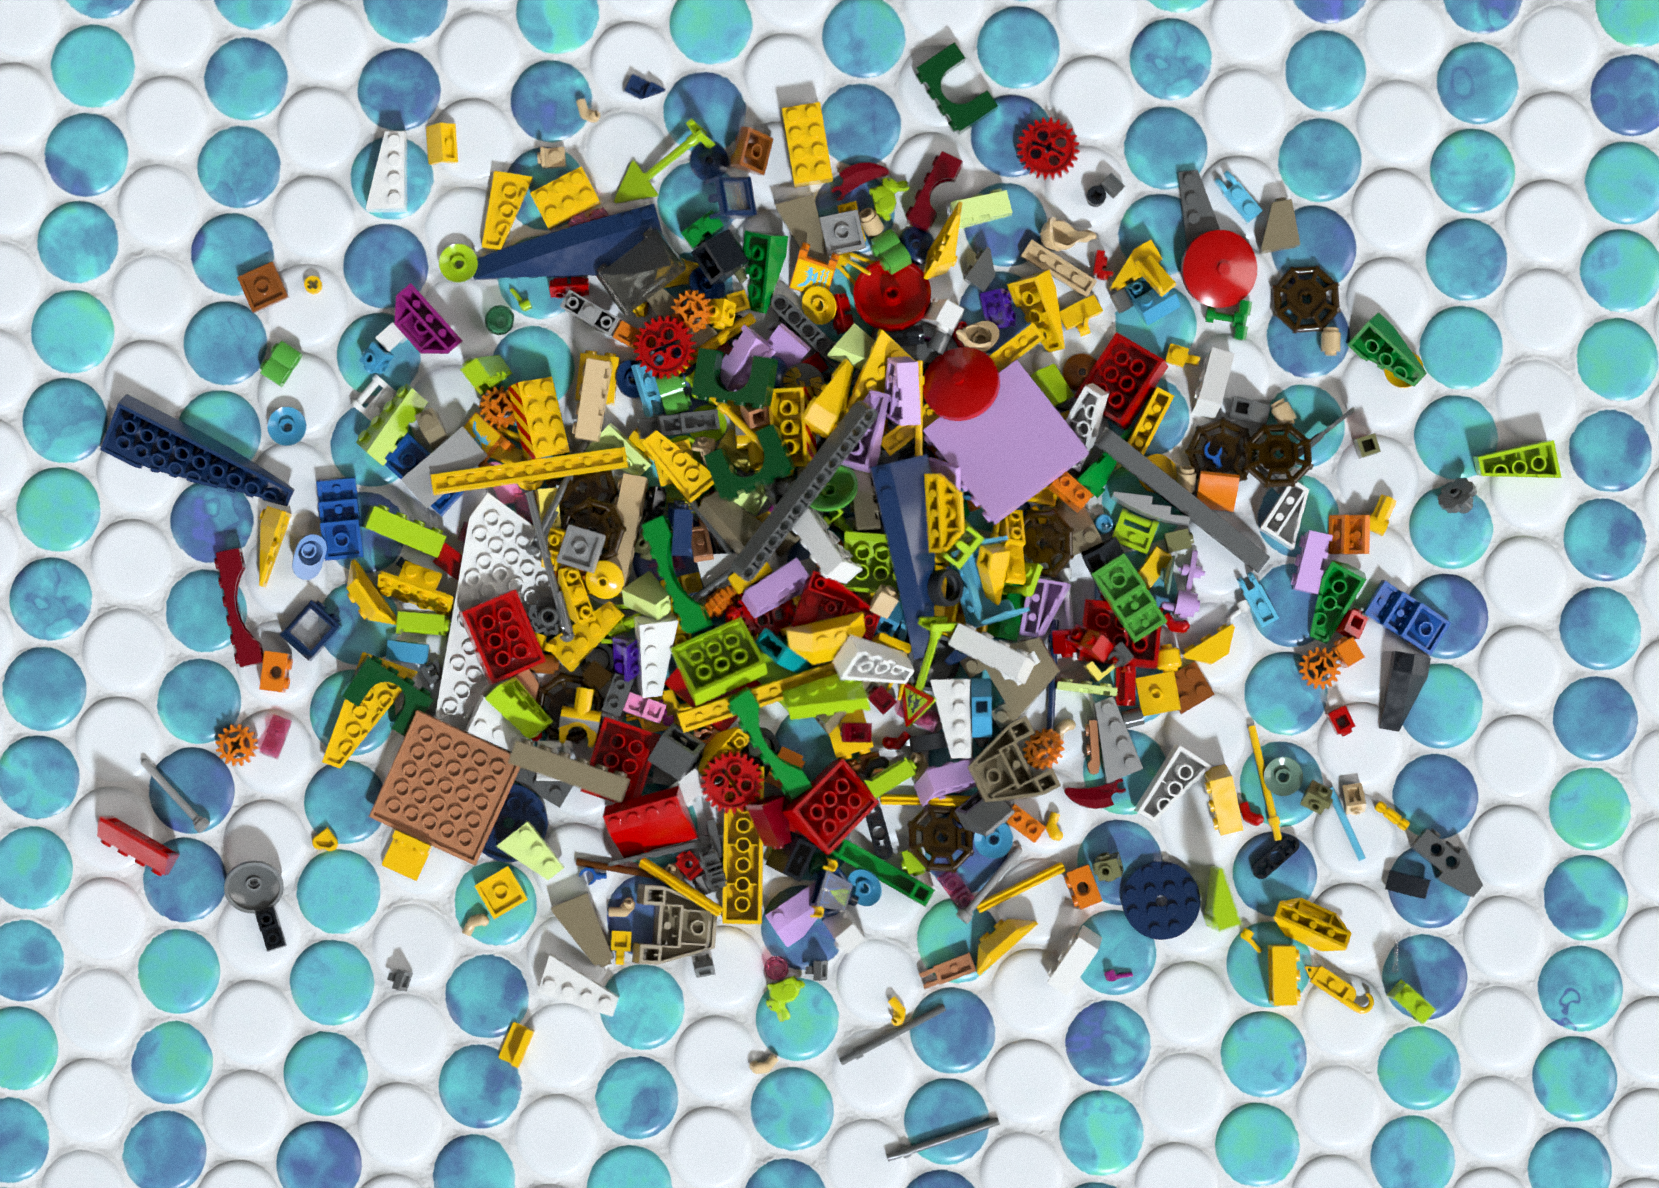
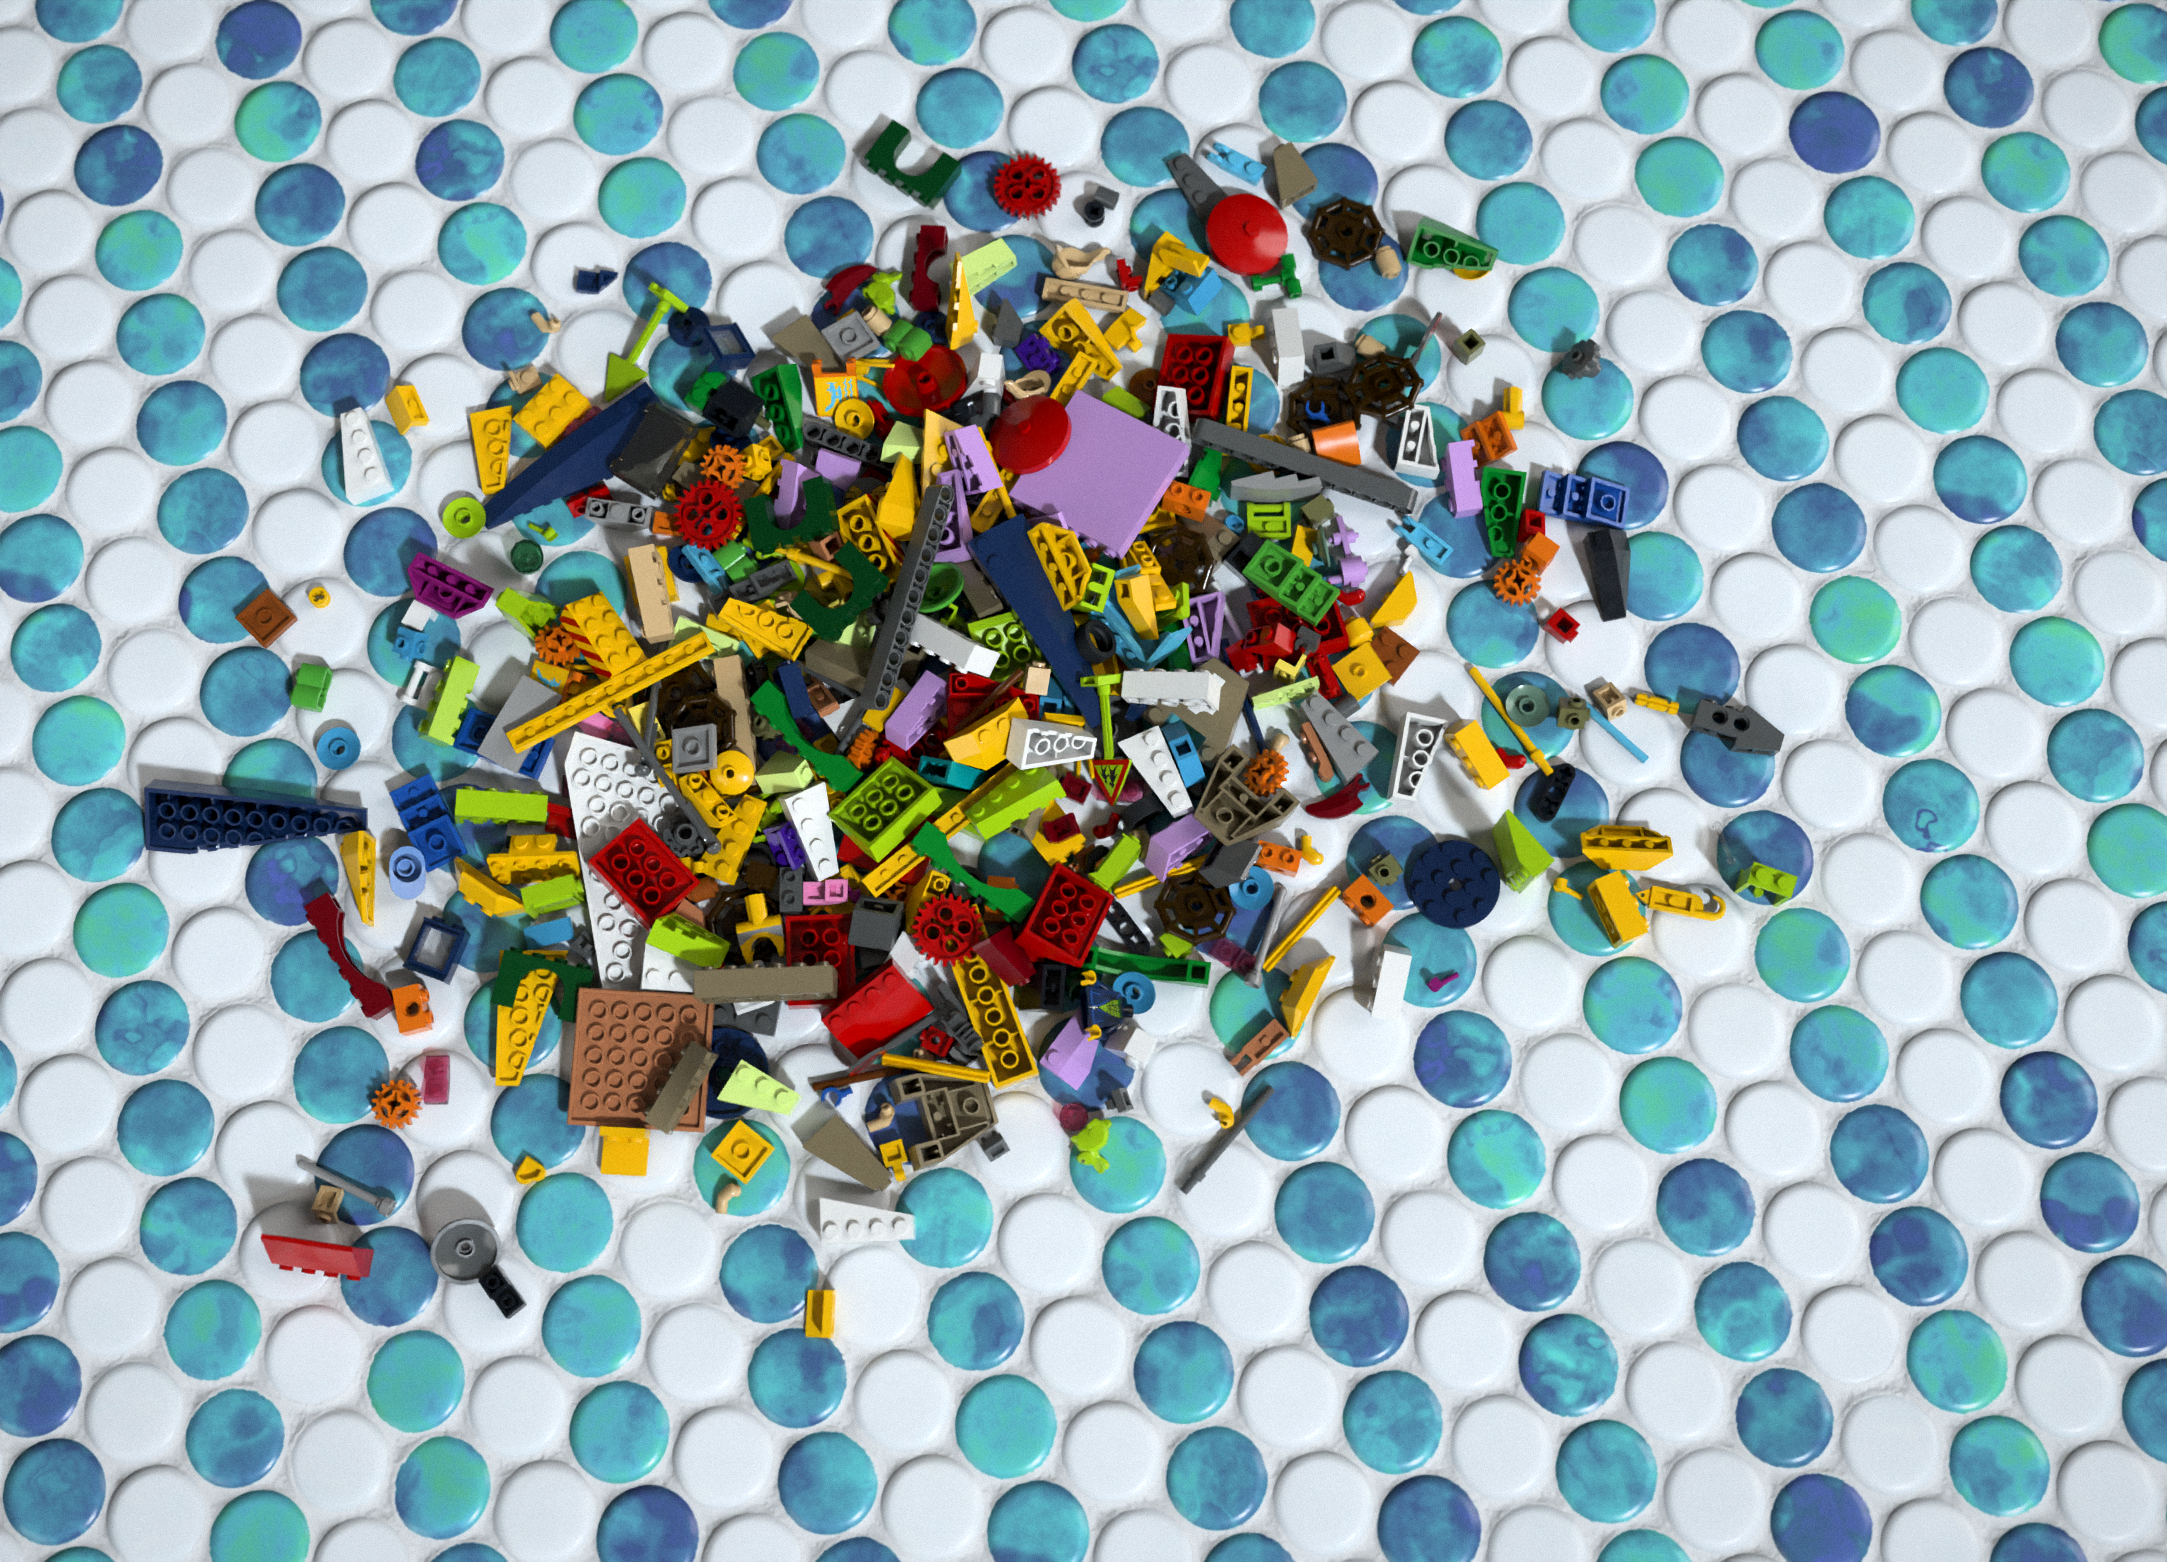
camera: 20 degrees left, 10 degrees down
(155, 804) = (327, 1204): none -> tan bracket
(400, 979) = (666, 1291): dark grey tile -> none
(432, 427) = (490, 686): dark tan slope -> none
(471, 824) = (681, 1087): none -> dark tan wedge
(751, 151) = (727, 297): dark orange brick -> none
(763, 1067) = (1102, 1231): tan arm -> none
(807, 144) = (782, 271): yellow brick -> none
(838, 605) = (989, 700): none -> reddish brown bar
(906, 1151) = (1294, 1262): dark grey bar -> none
(1407, 884) = (1705, 766): black slope -> none
(1527, 460) = (1636, 301): lime wedge -> none

